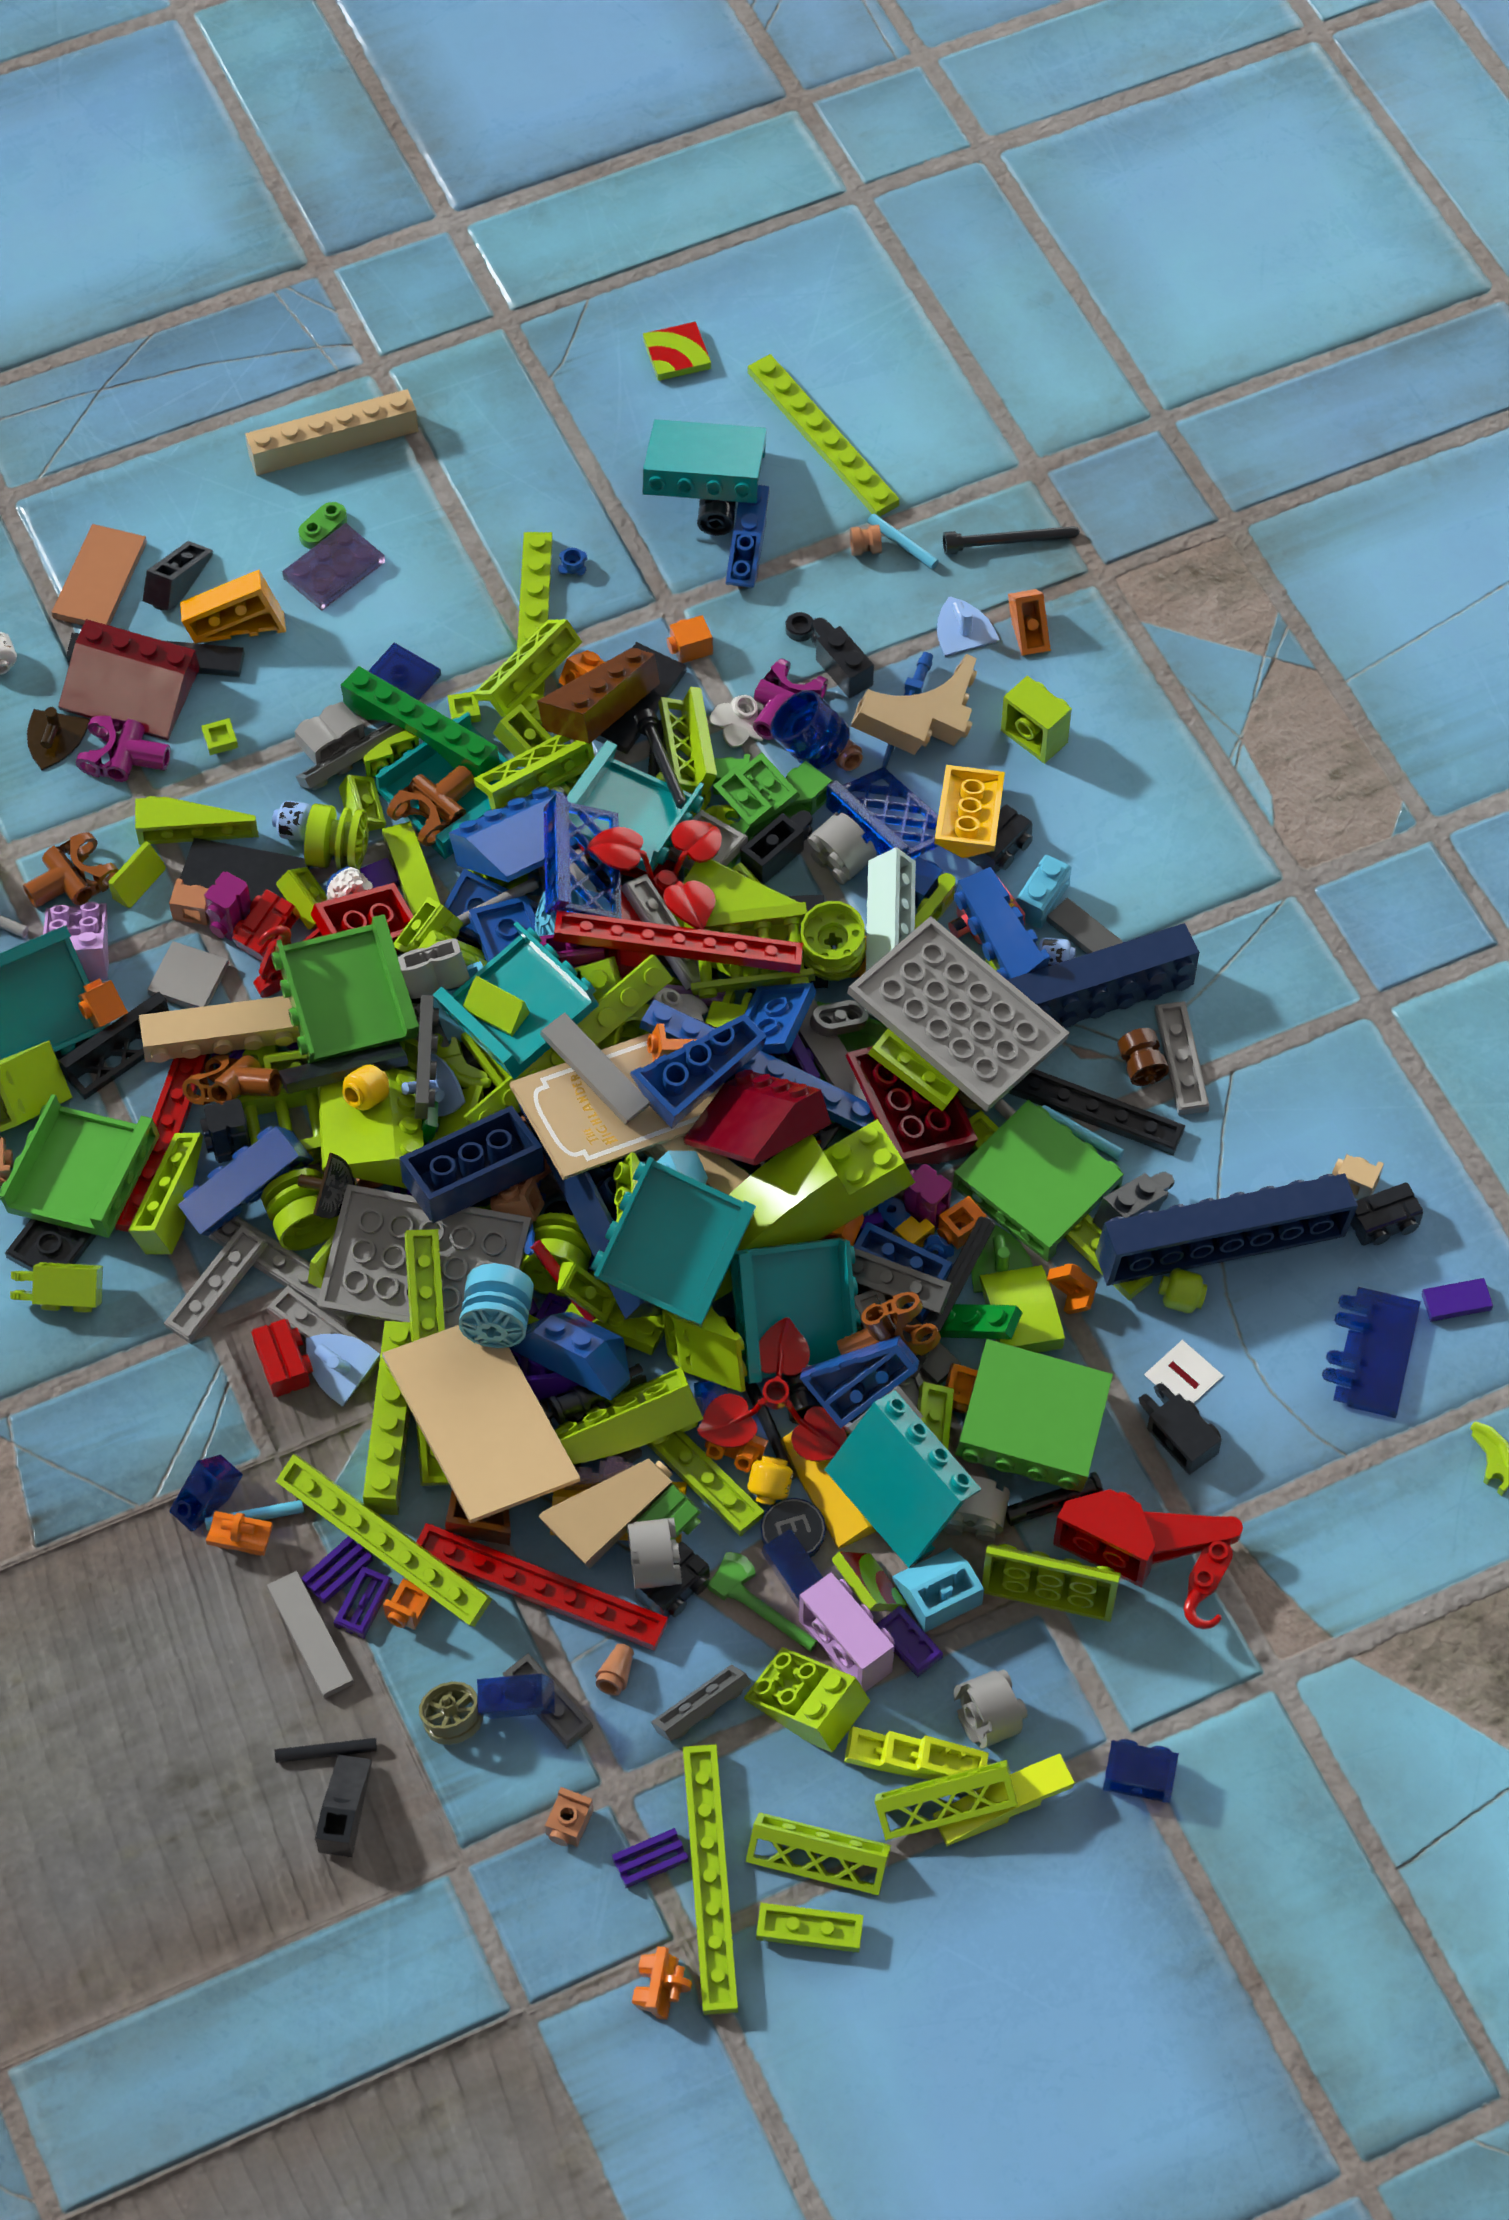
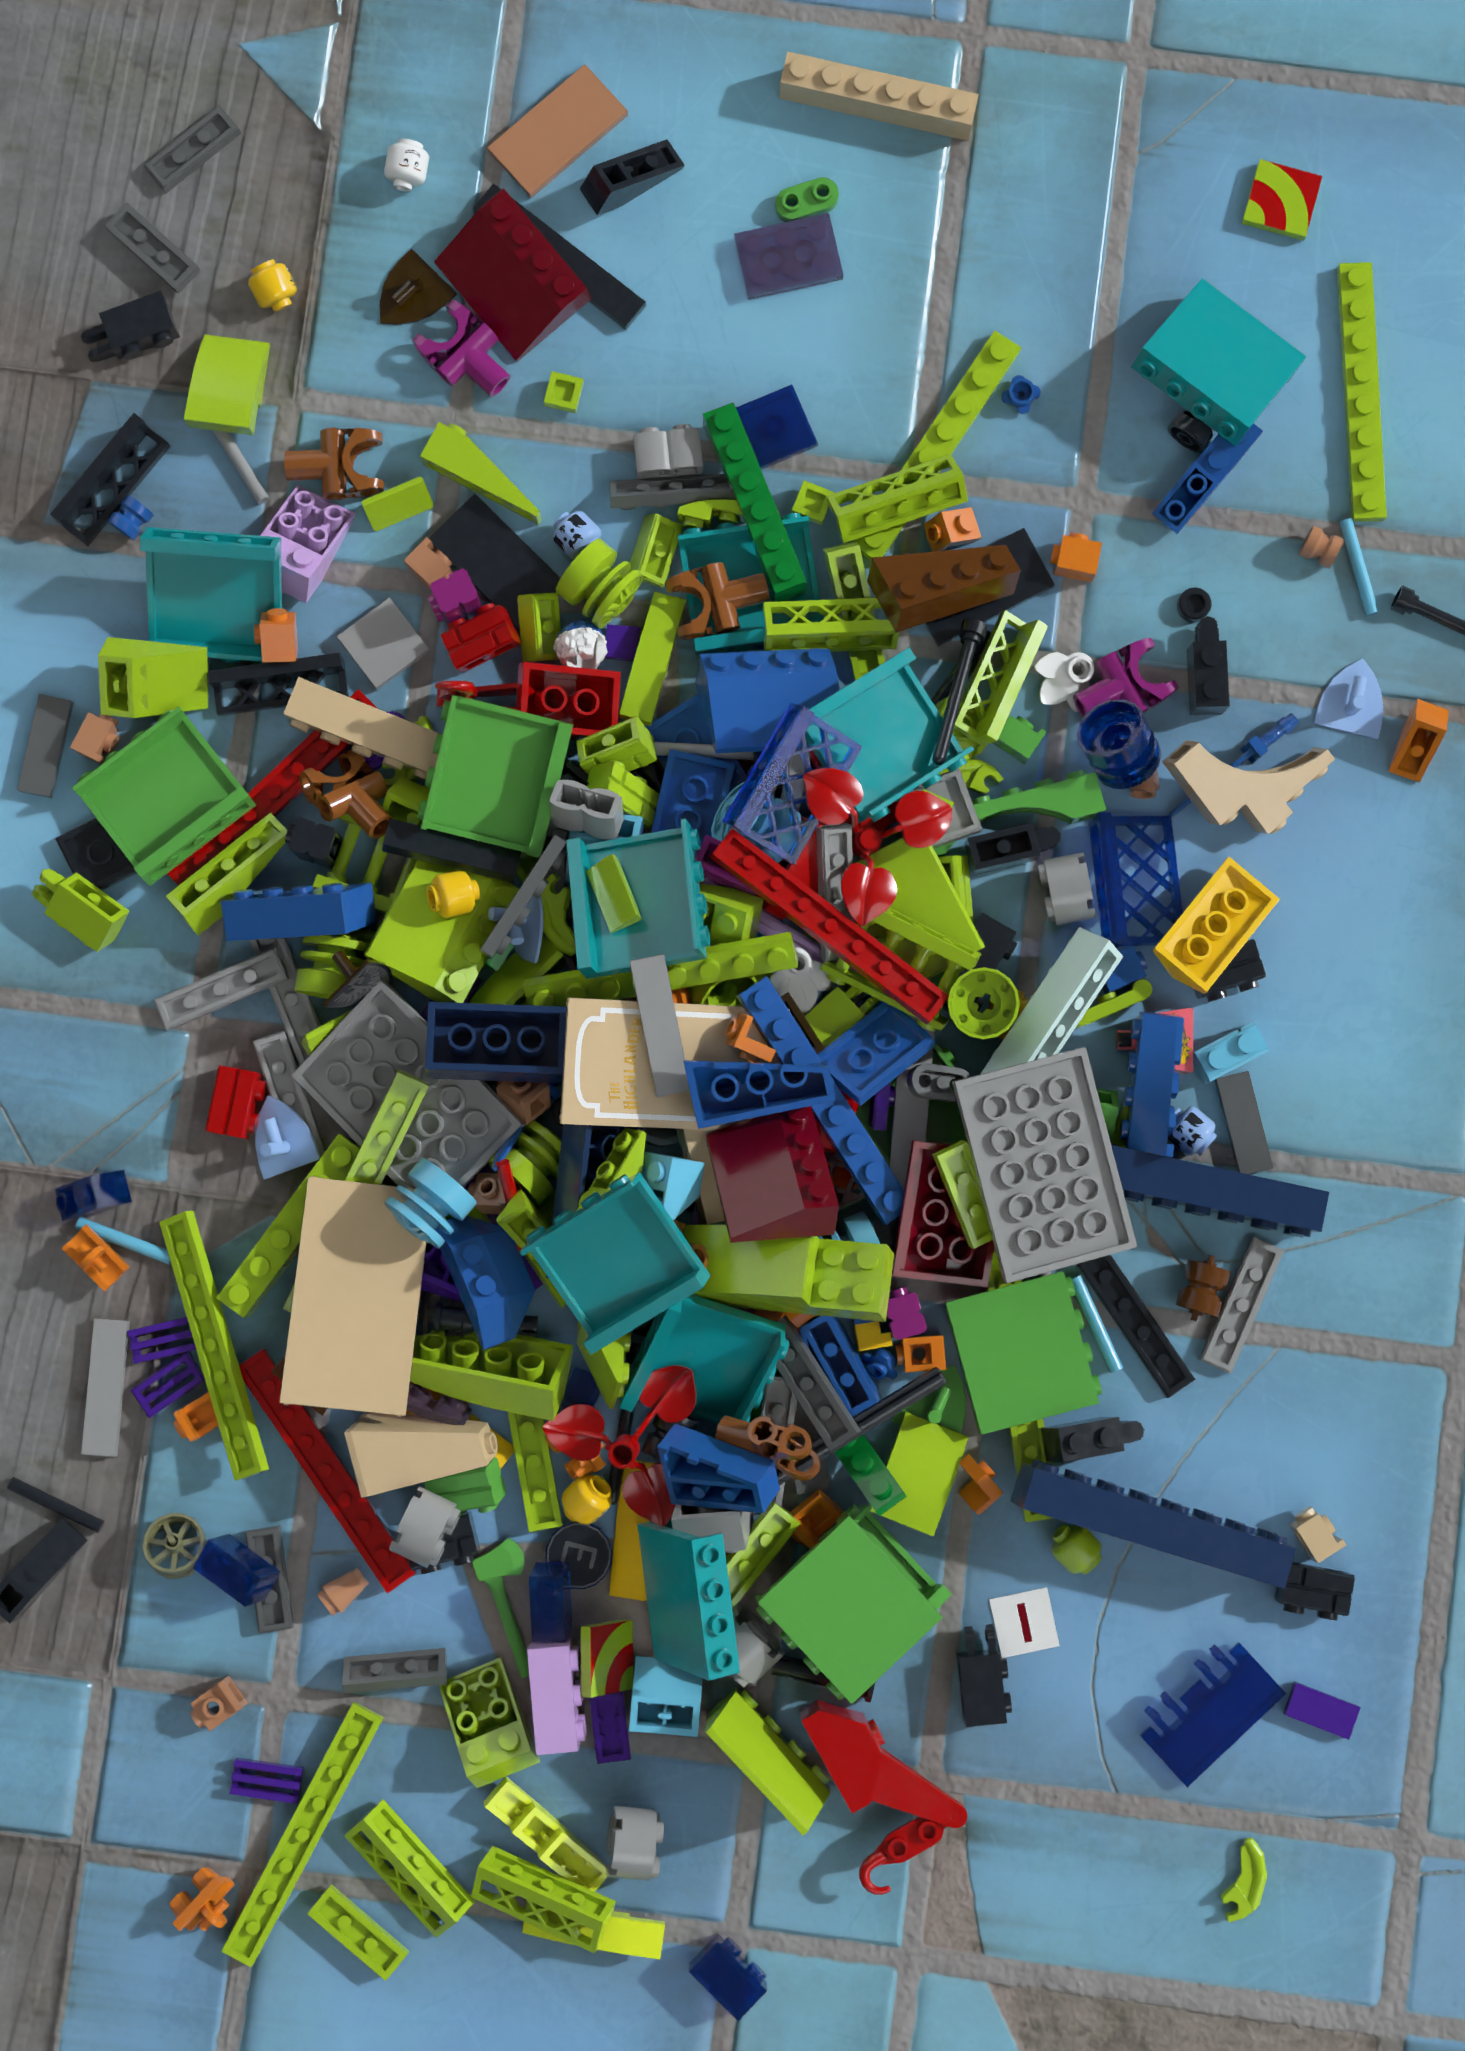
camera: 30 degrees right, 25 degrees up
(233, 609) = (656, 254): light orange wedge -> none
(545, 1294) = (489, 1193): none -> nougat brick
(757, 790) = (1024, 780): bright green slope -> none
(1036, 719) = (1348, 862): lime brick -> none

